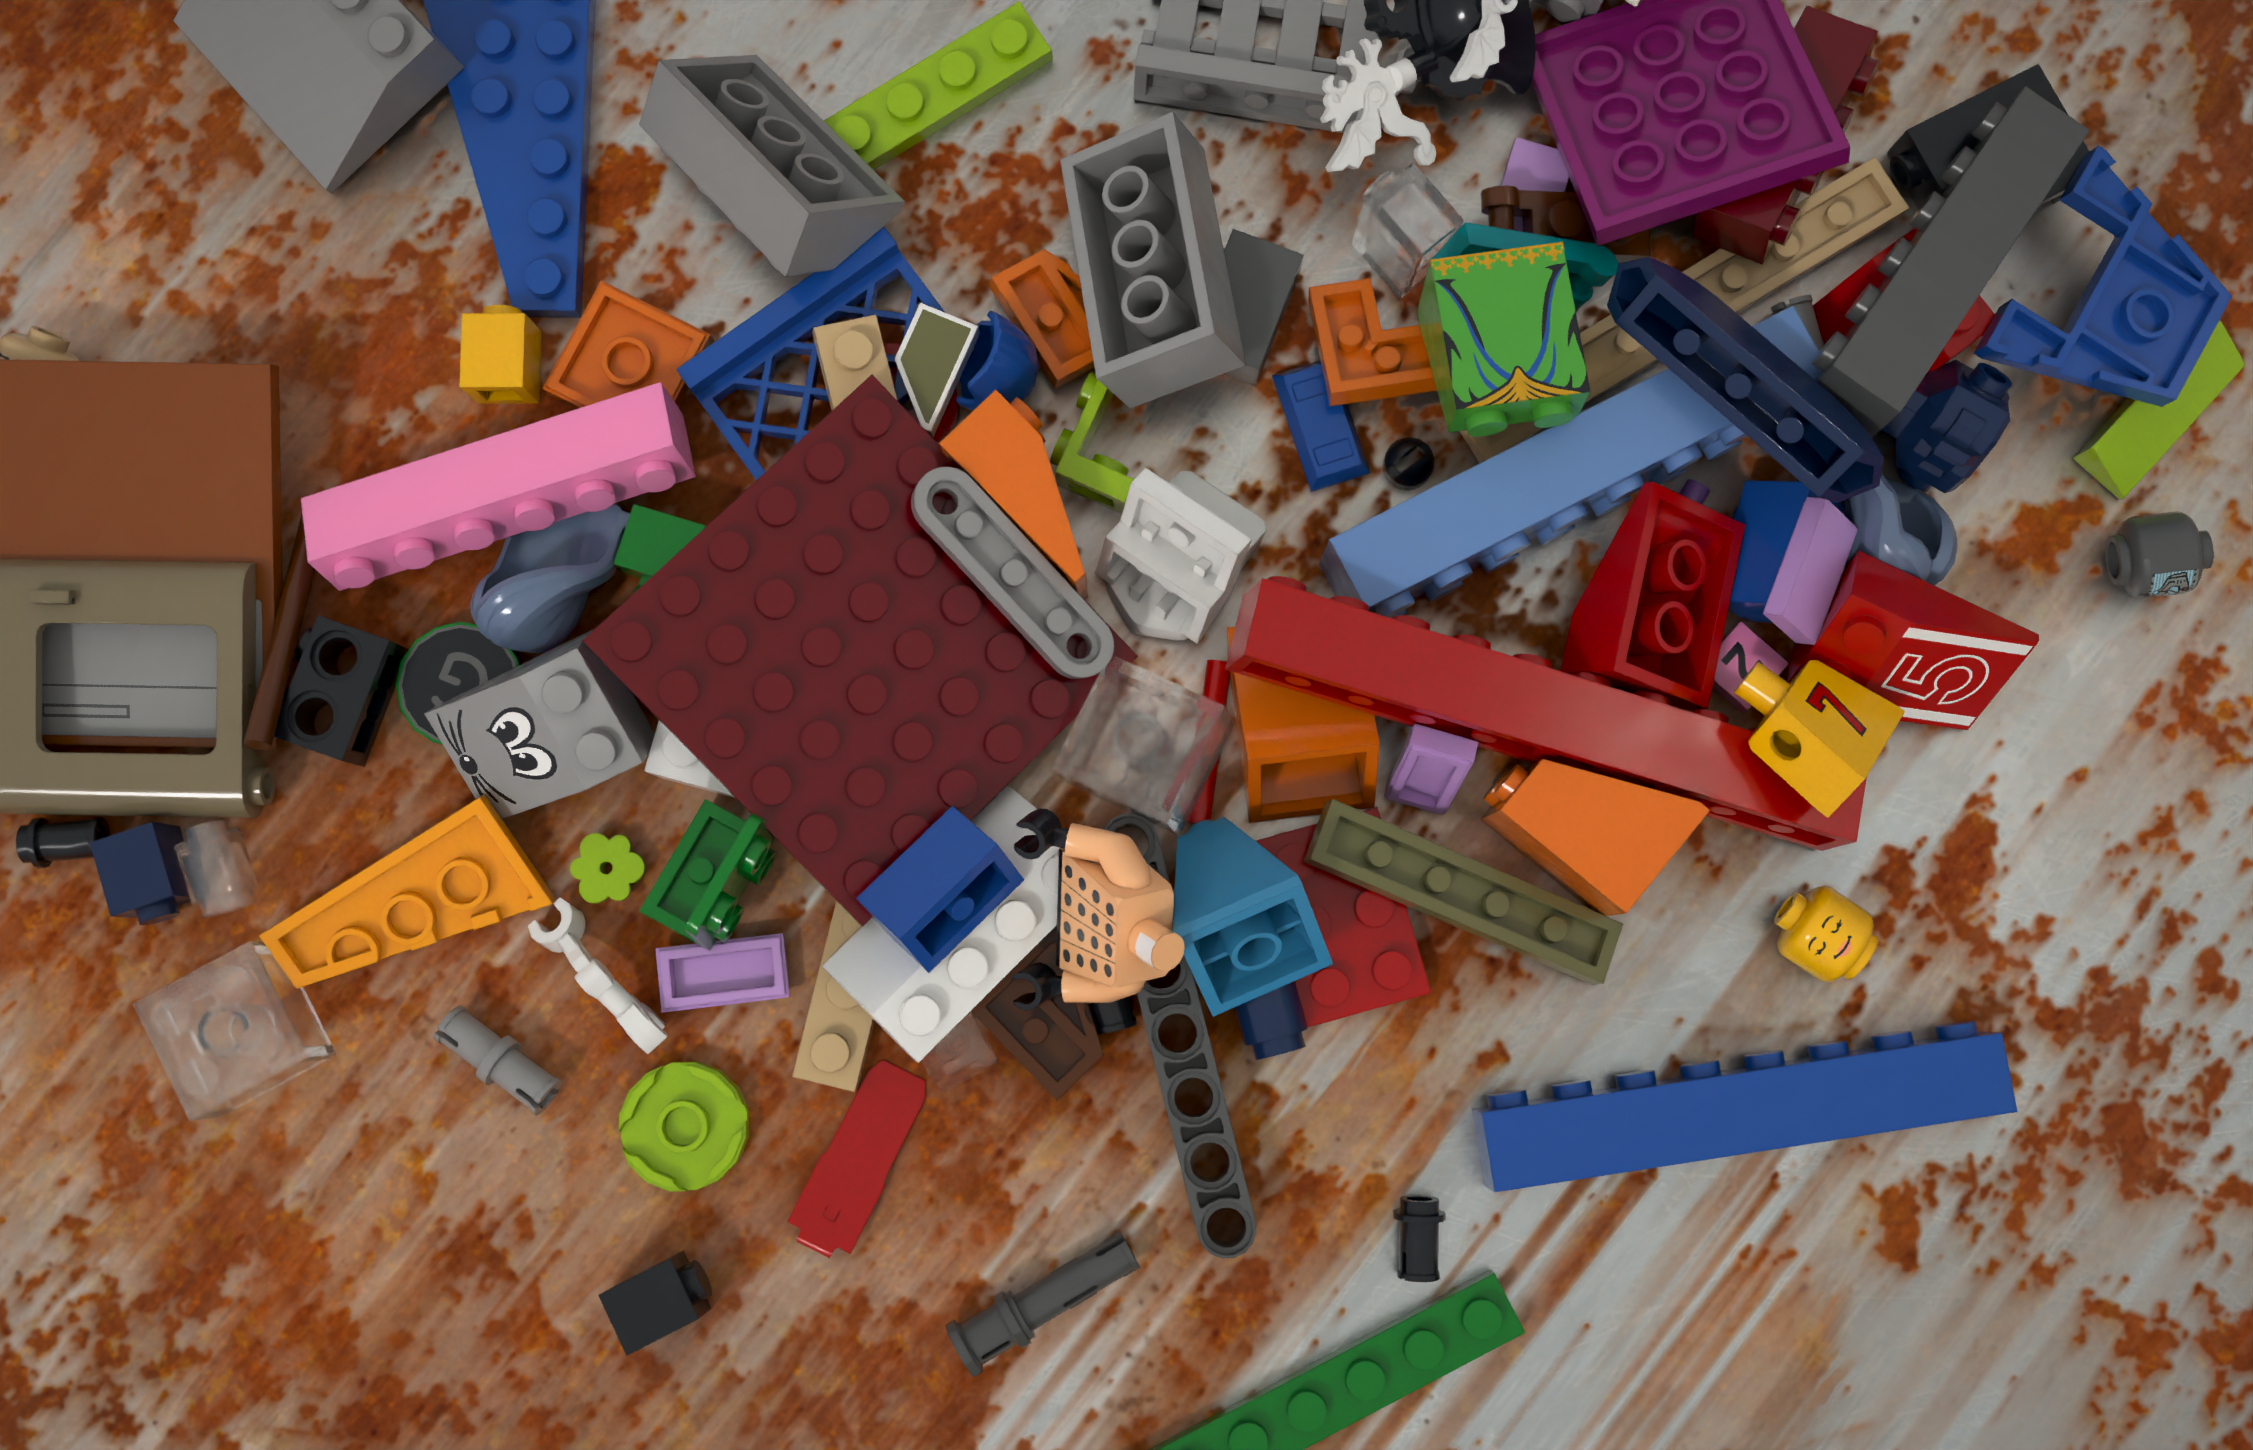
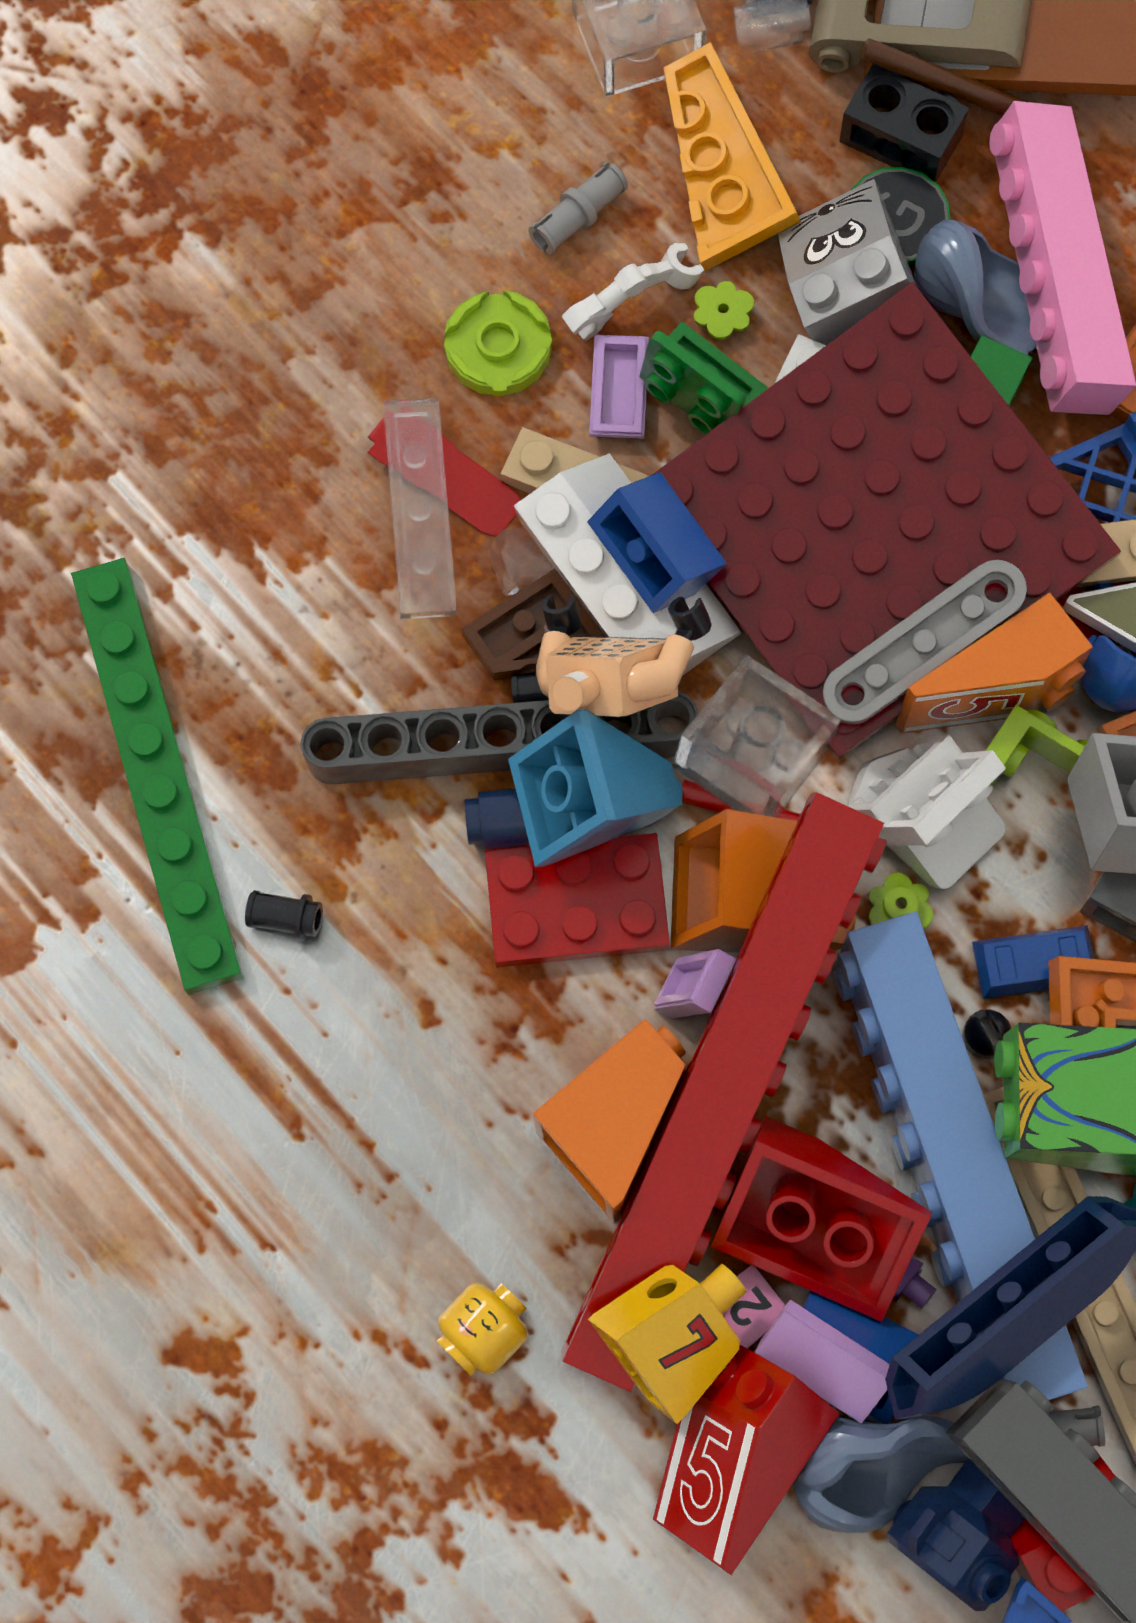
camera: 100 degrees right, 10 degrees down
(657, 1301) = (360, 299): black brick -> none
(911, 1178) = (419, 508): none -> clear tile
(1016, 1316) = (288, 573): dark grey pin -> none
(1289, 553) = (896, 889): none -> lime plant
(1463, 892) = (578, 998): olive plate -> none
(1743, 1108) = (338, 1223): blue brick -> none

